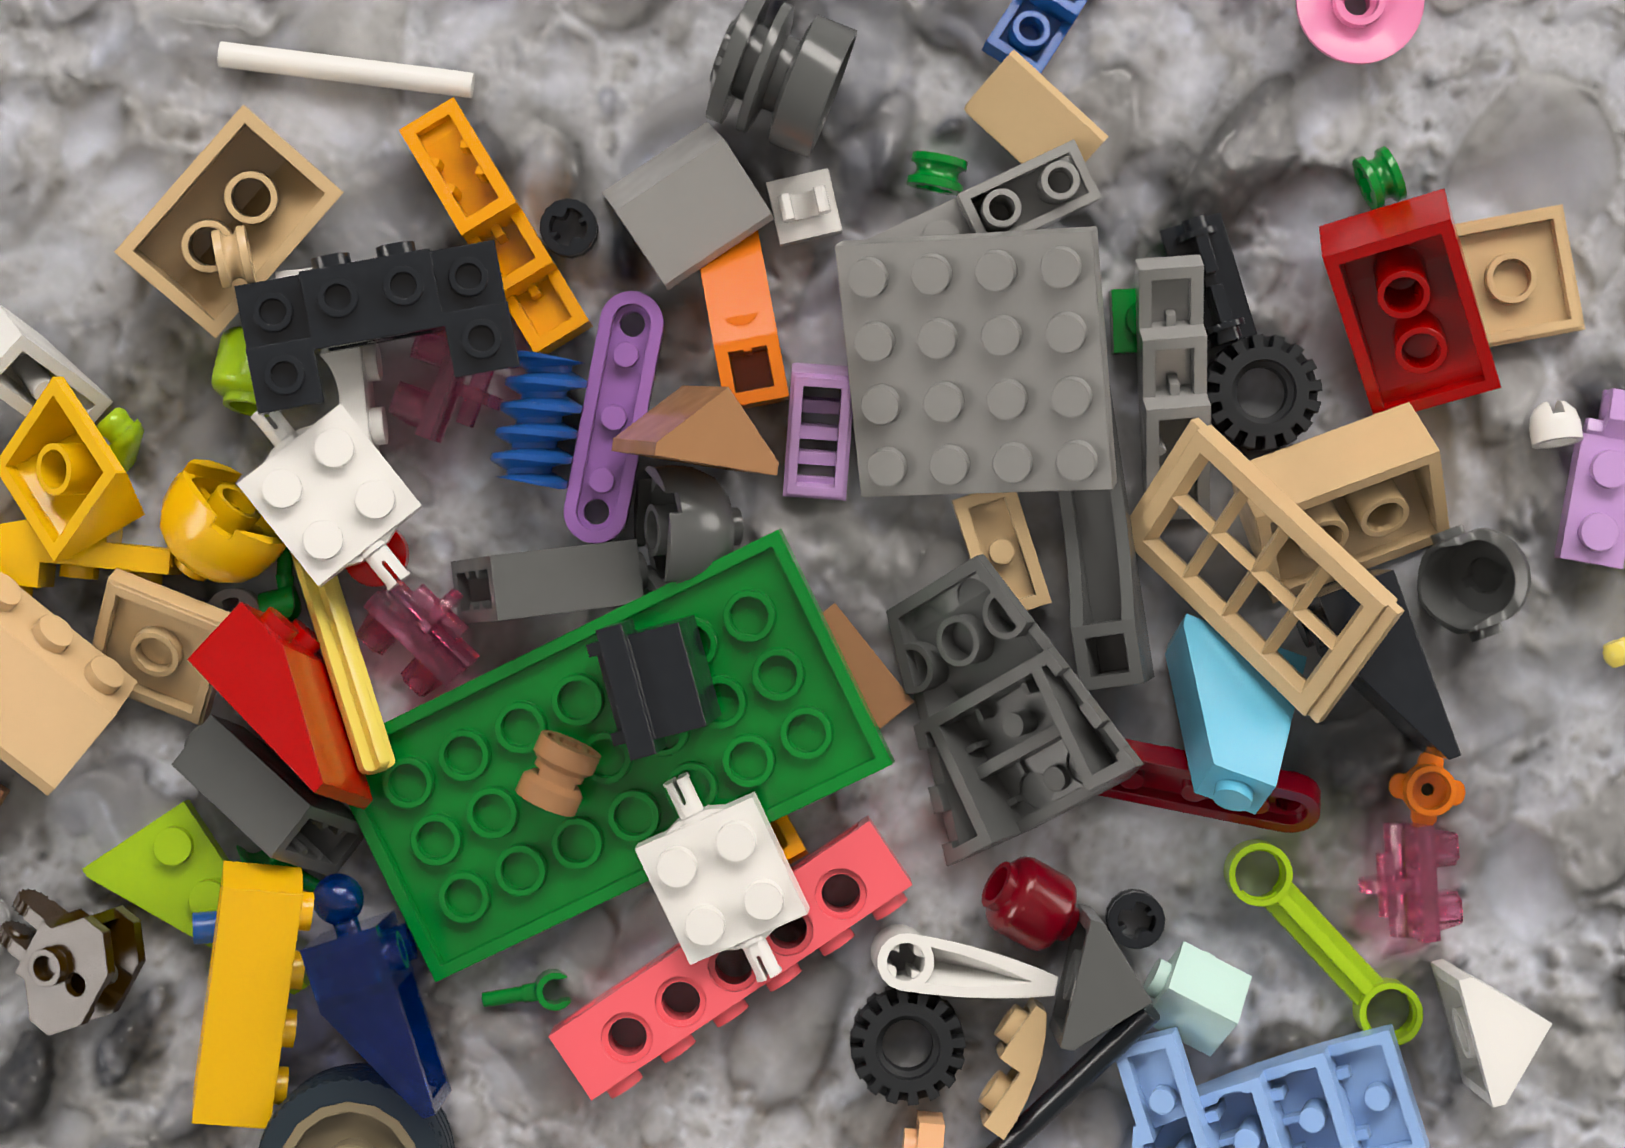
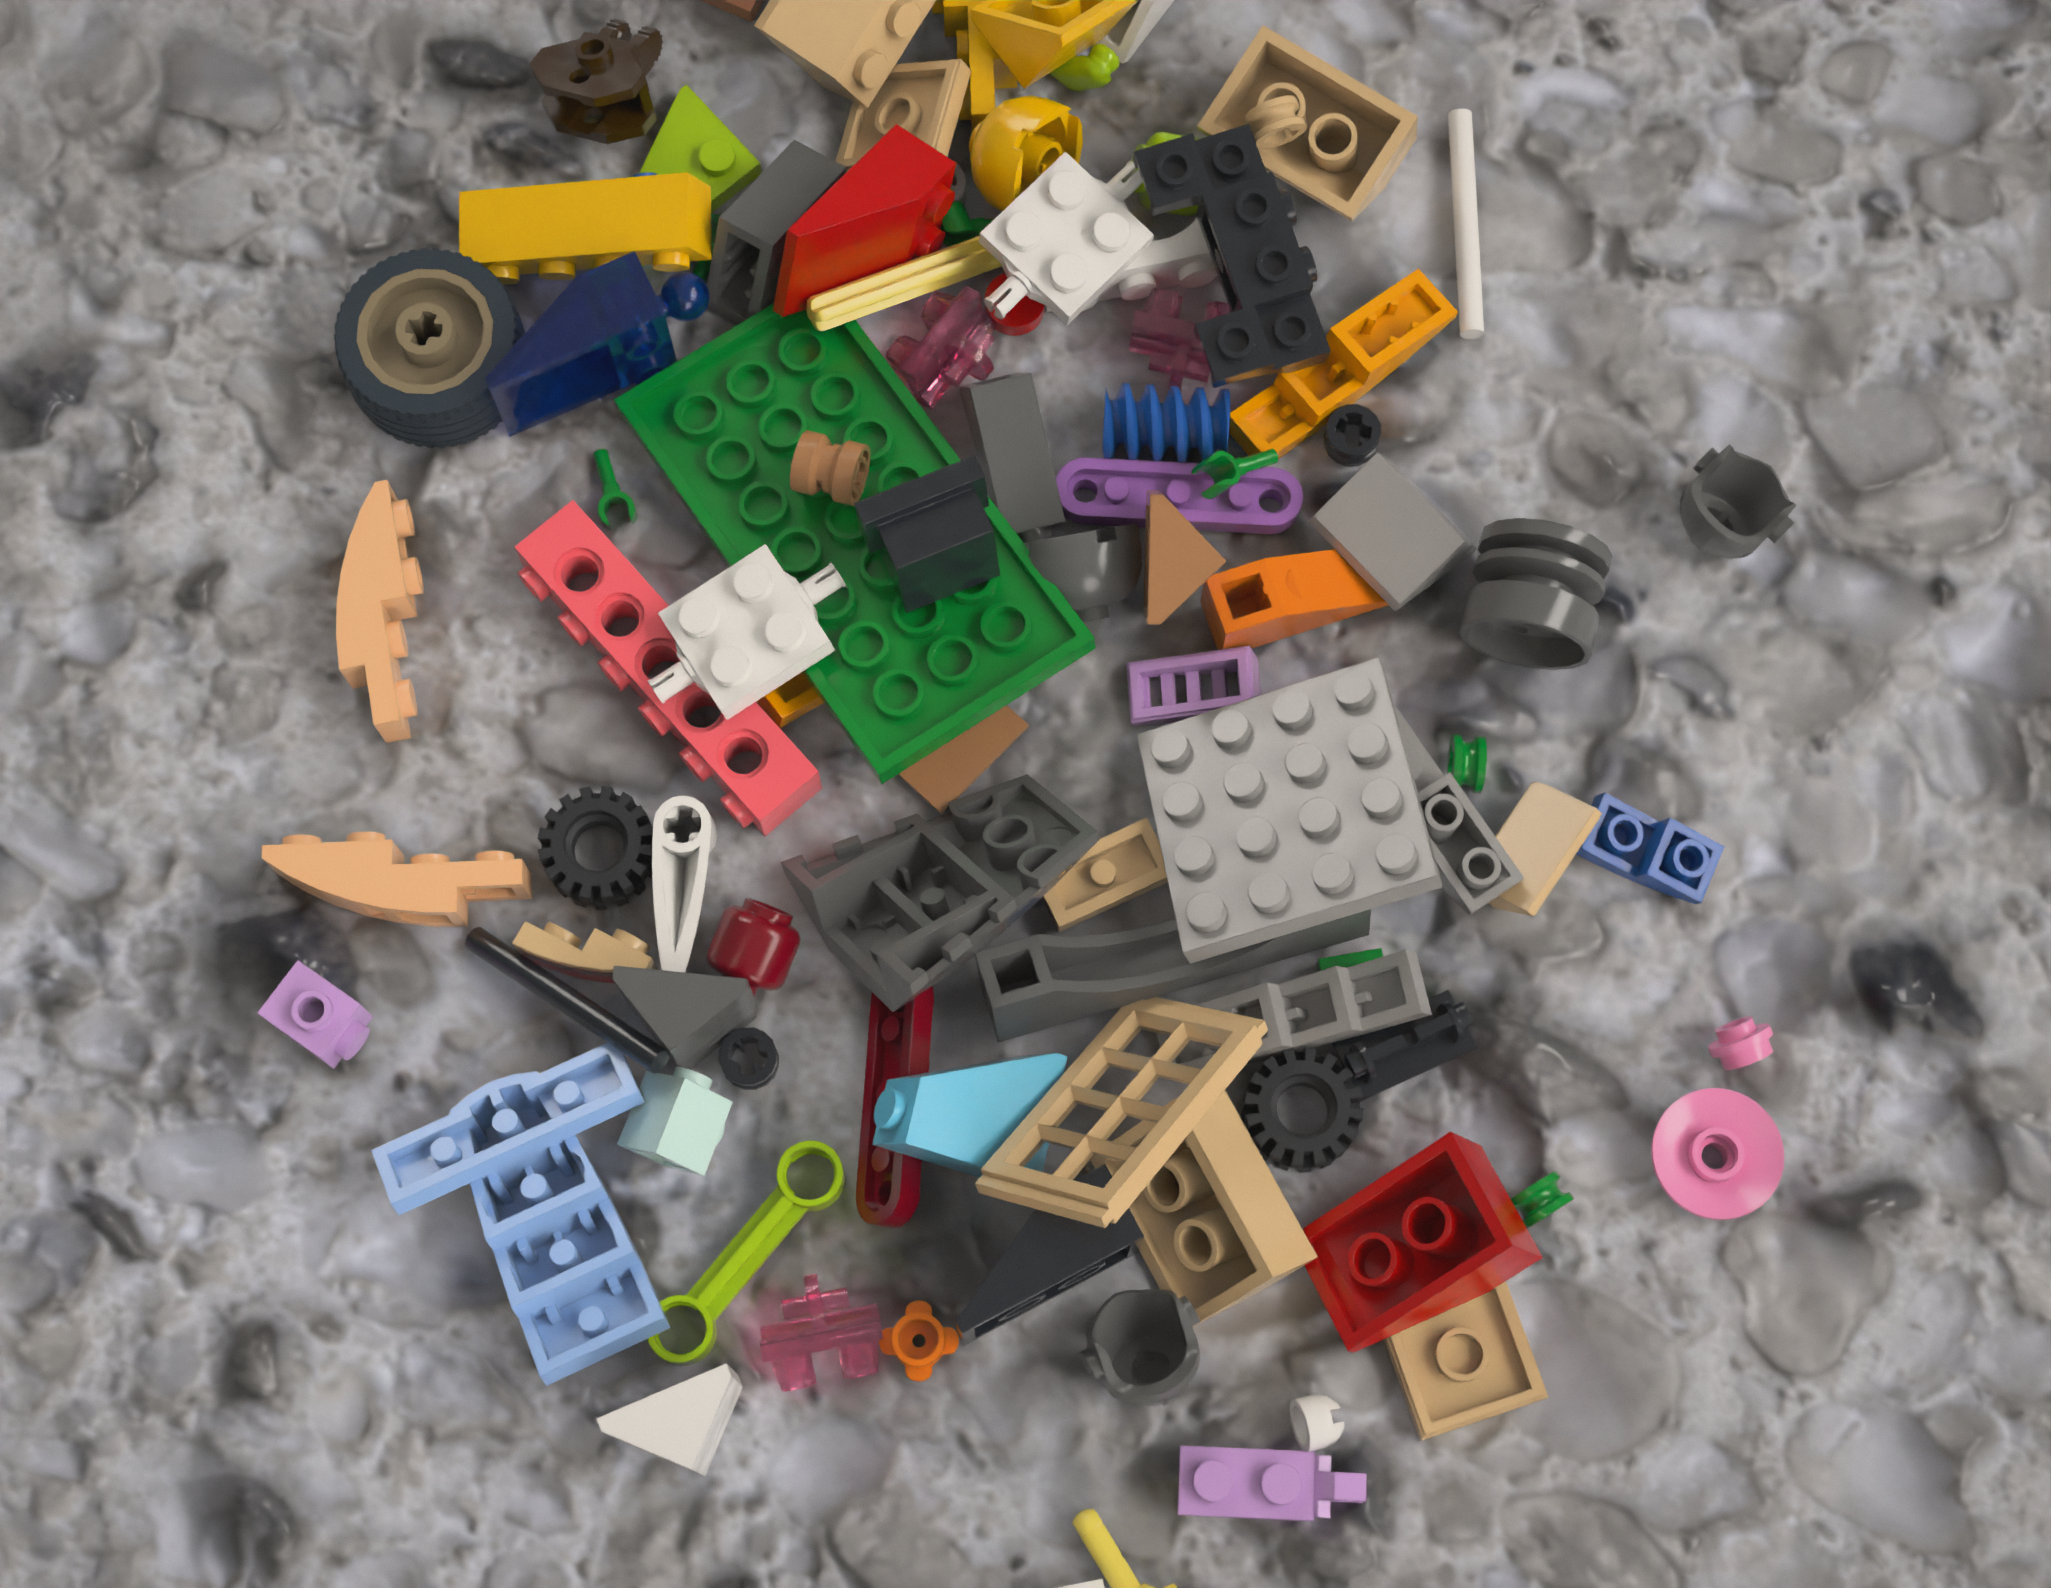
camera: 80 degrees right, 15 degrees down
(604, 364) = (1227, 470): none -> green hand
(804, 207) = (1410, 647): white tile -> none

